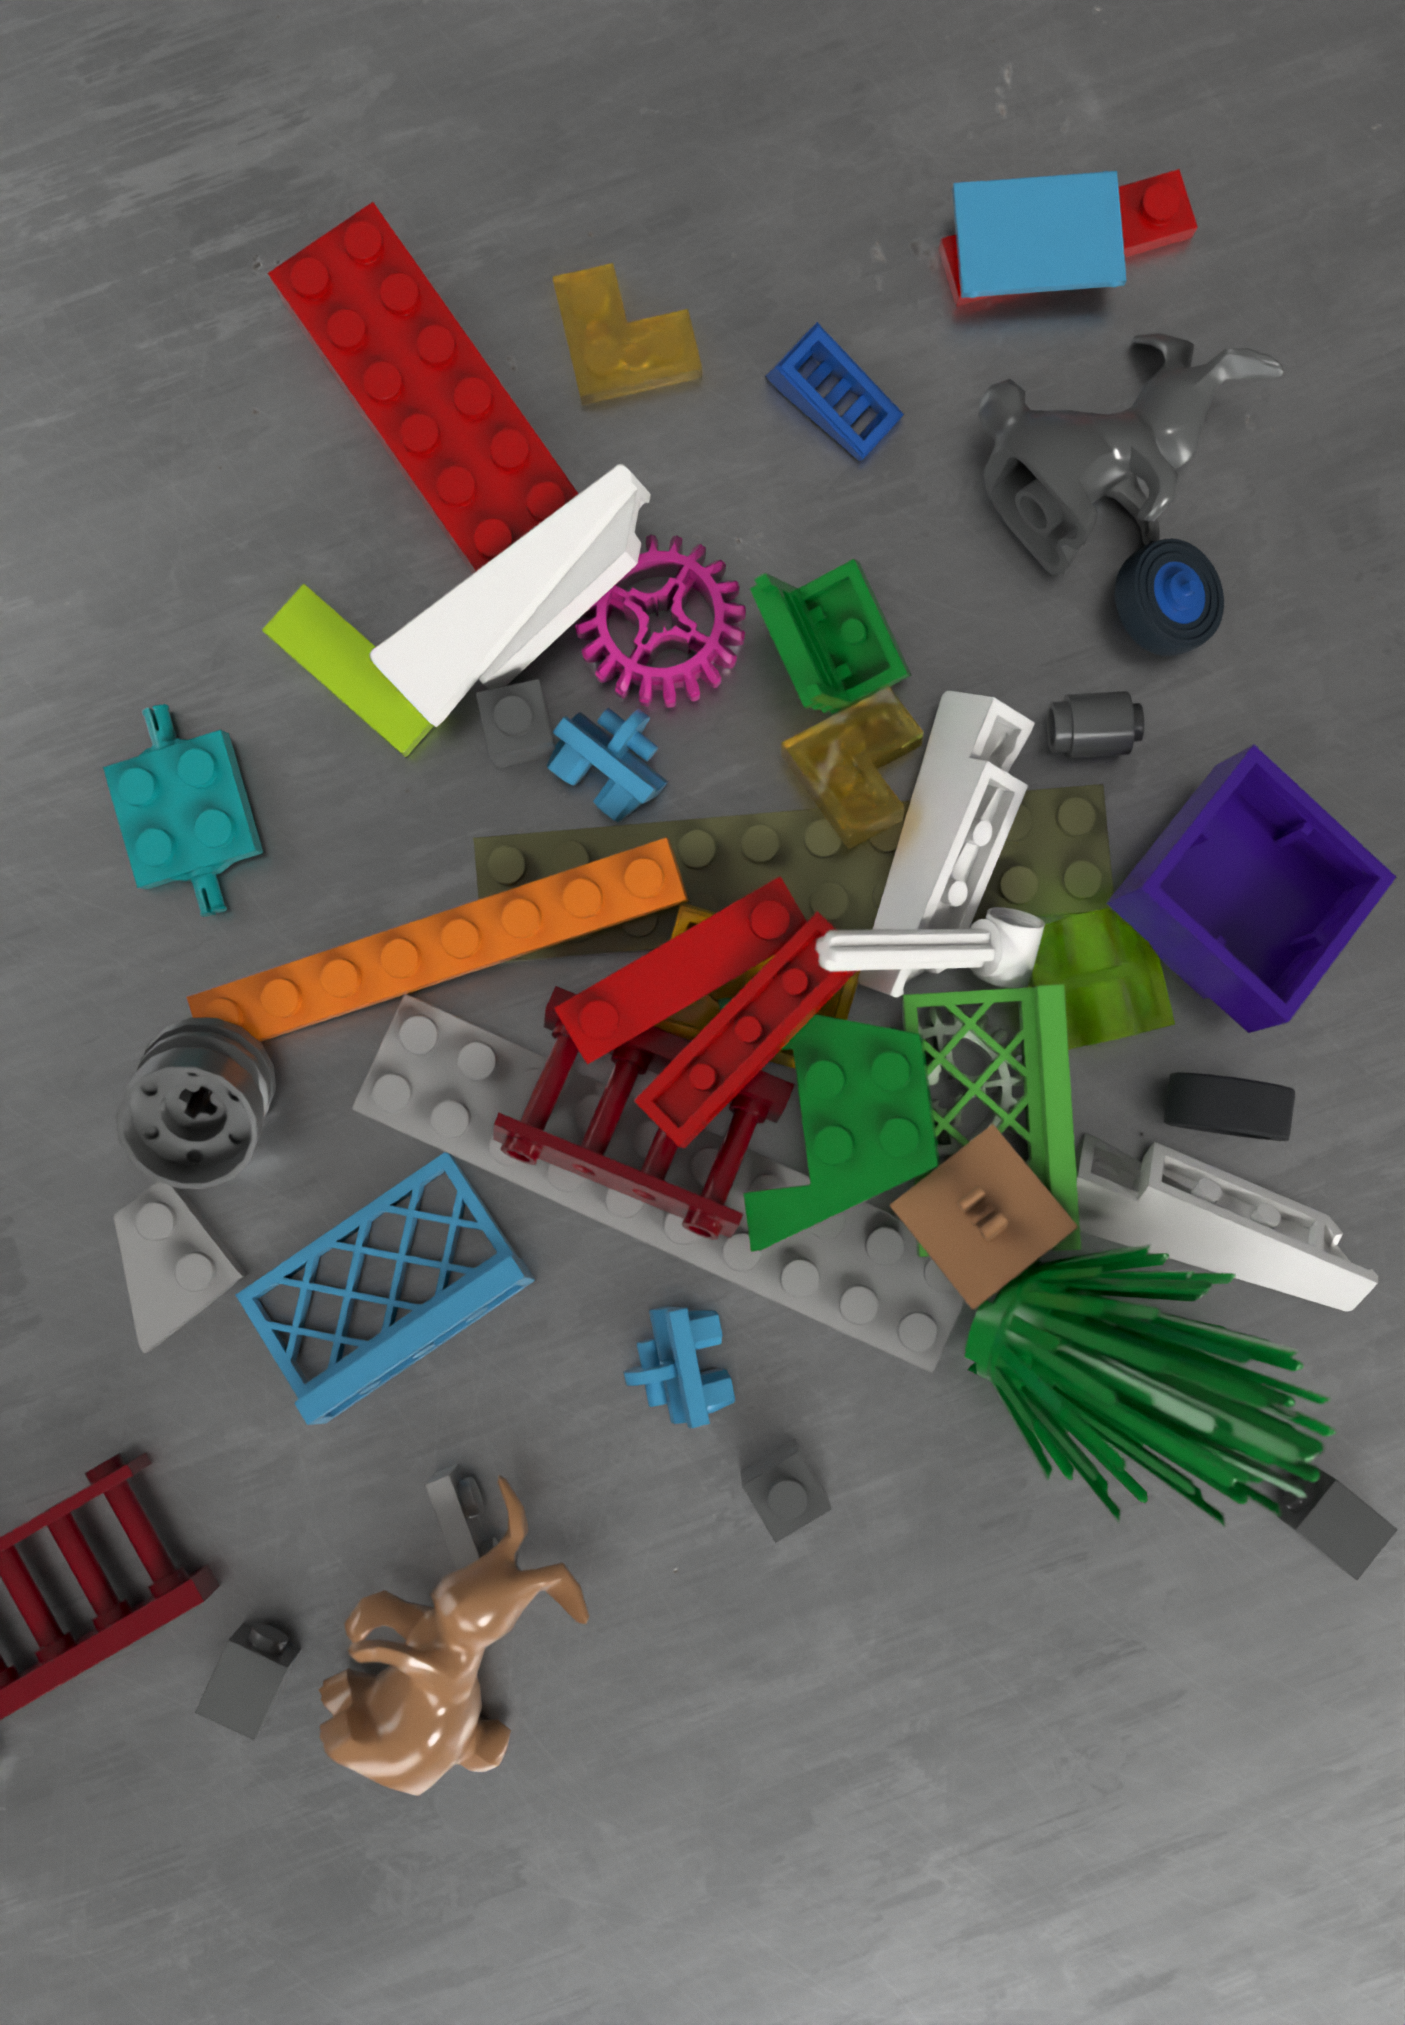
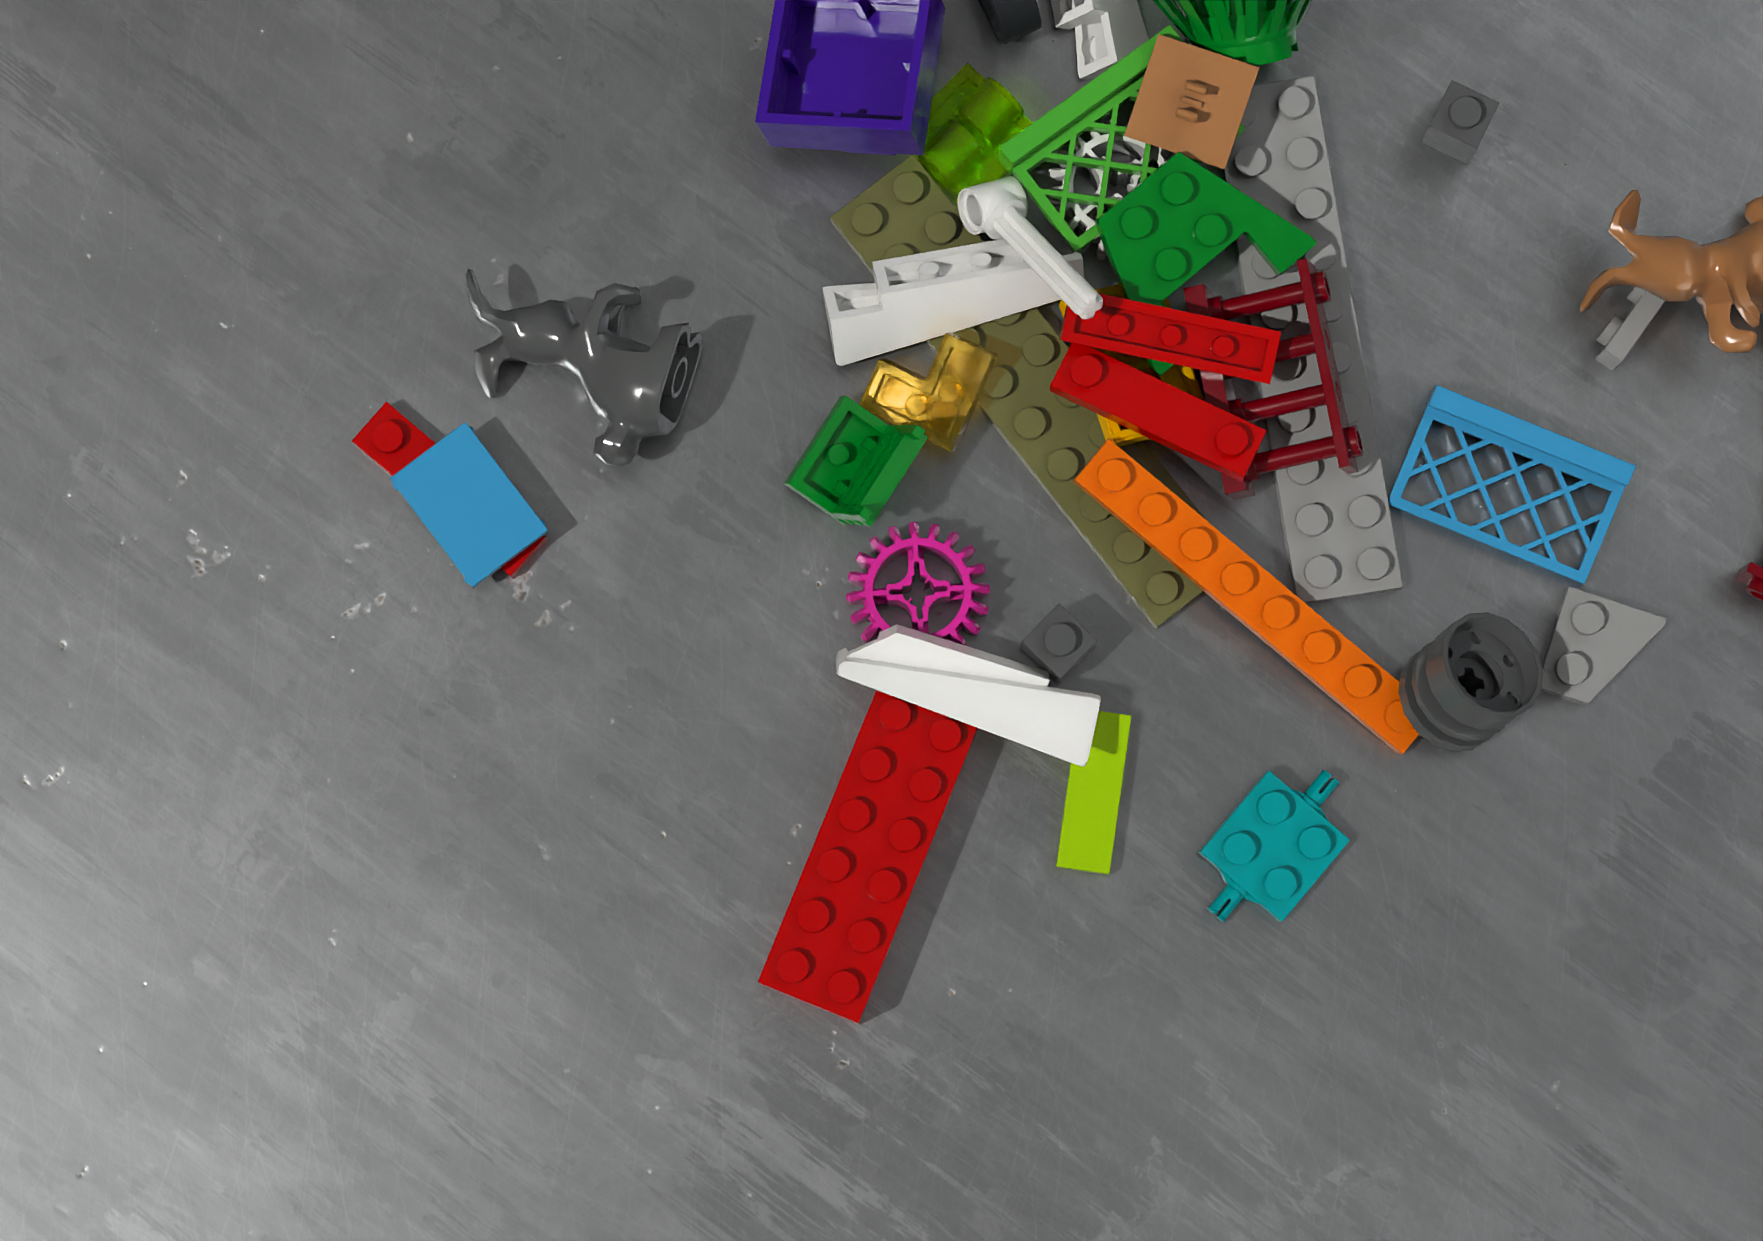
camera: 120 degrees left, 5 degrees down
(587, 744) = (1032, 565): dark azure hips -> none
(615, 355) = (743, 765): clear yellow plate -> none
(672, 1369) = (1428, 251): dark azure hips -> none
(851, 377) = (663, 624): blue slope -> none
(1094, 724) = (793, 248): dark grey brick -> none
(1169, 597) = (670, 252): black wheel -> none

